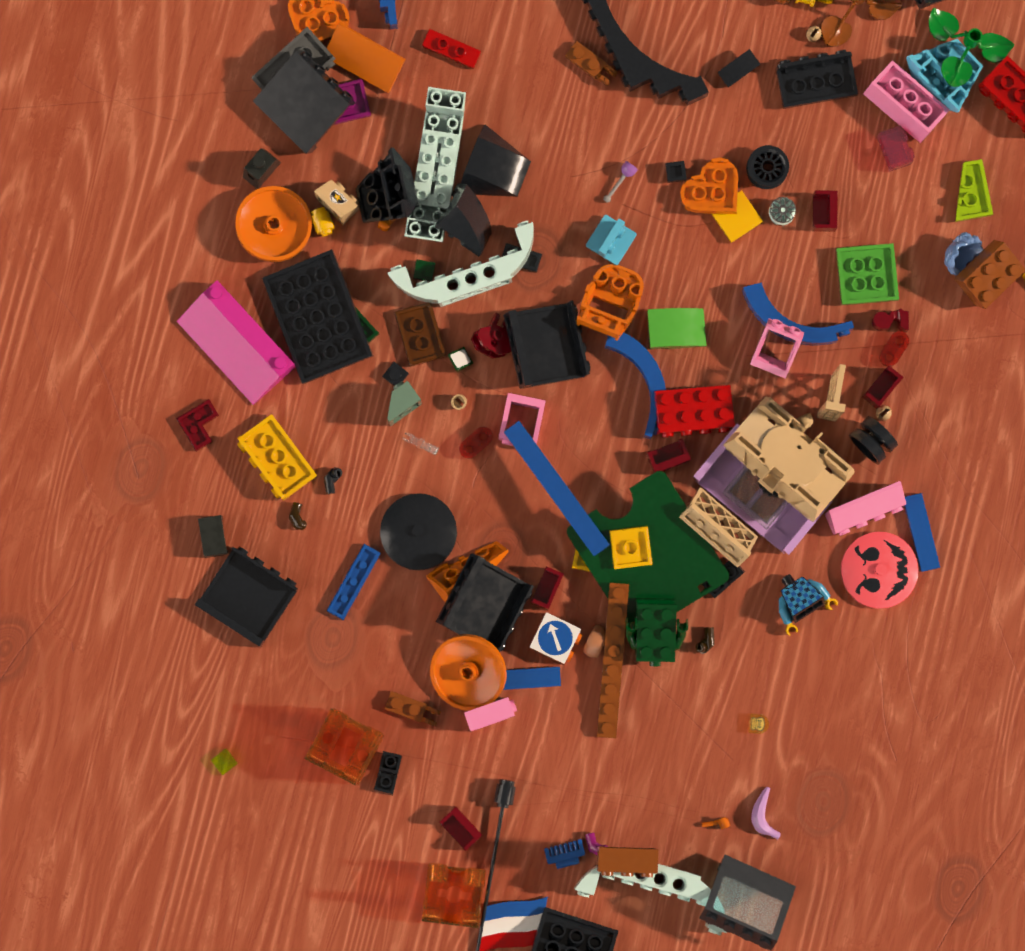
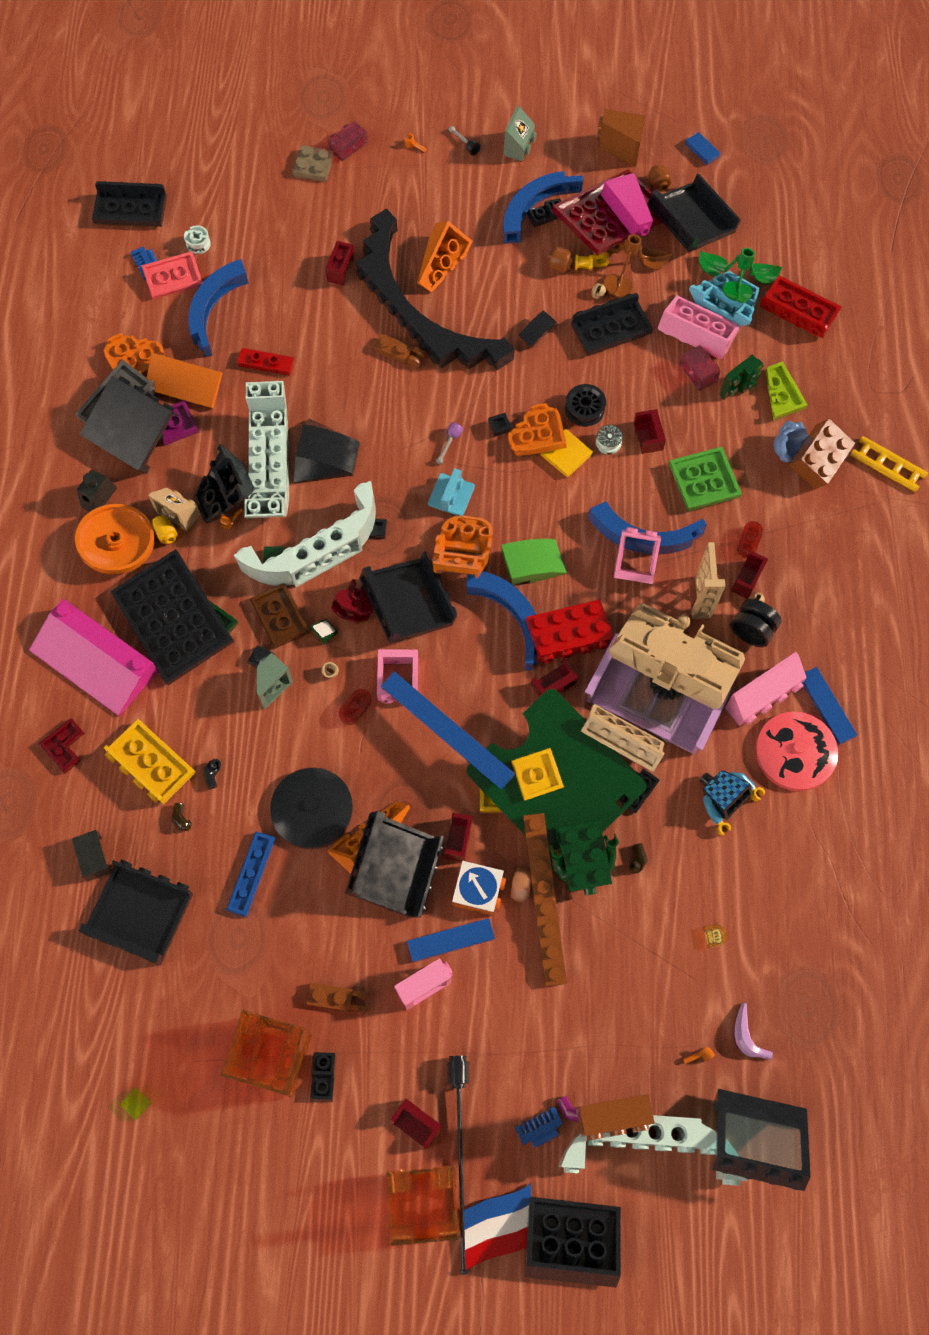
camera: 10 degrees left, 15 degrees down
(420, 443) = (299, 719): clear piece -> none
(466, 220) = (307, 495): black wedge -> none
(468, 672) = (390, 942): orange dish -> none
(883, 321) = (732, 515): dark red leg -> none
(936, 171) = (742, 377): none -> dark green plate

